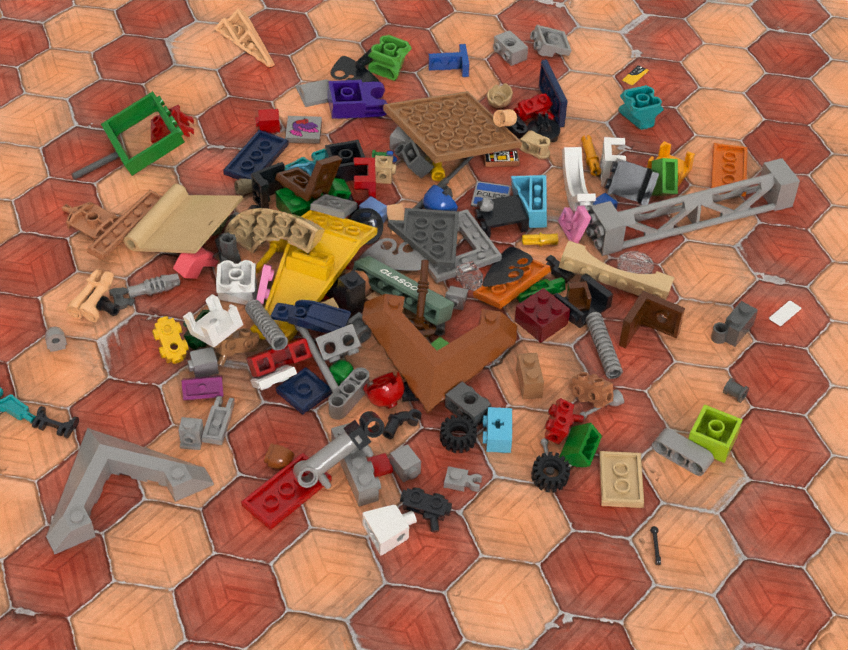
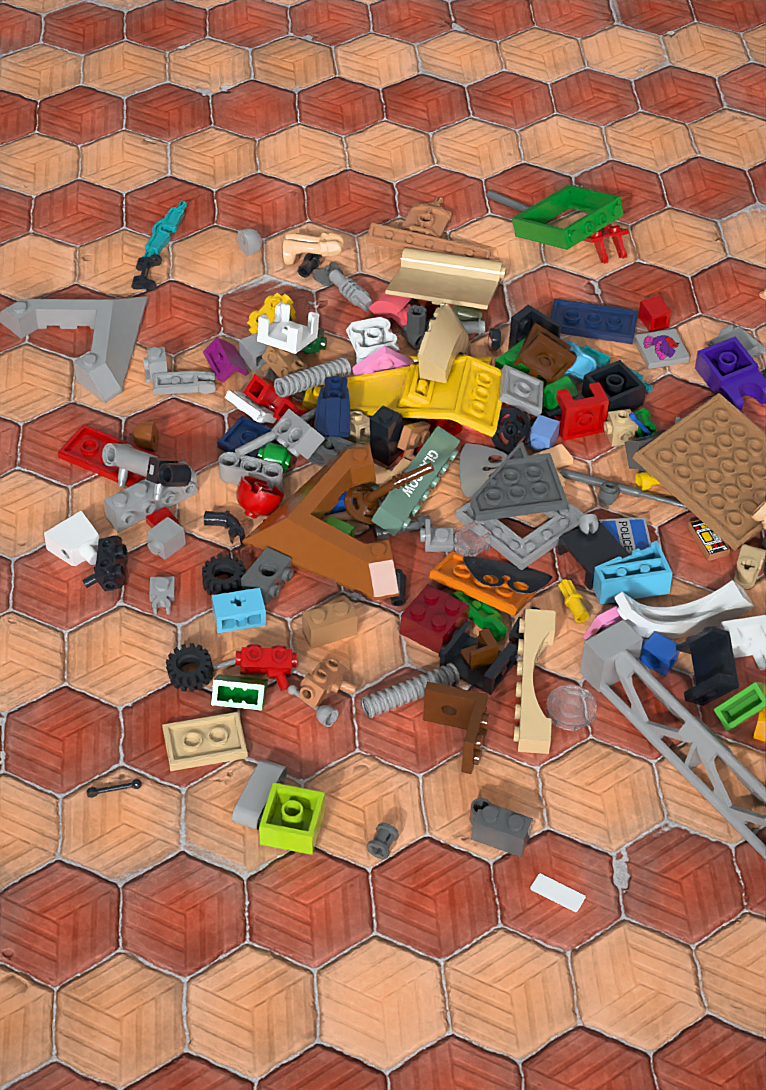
camera: 75 degrees right, 0 degrees up
(436, 200) = (582, 486): blue cylinder -> none

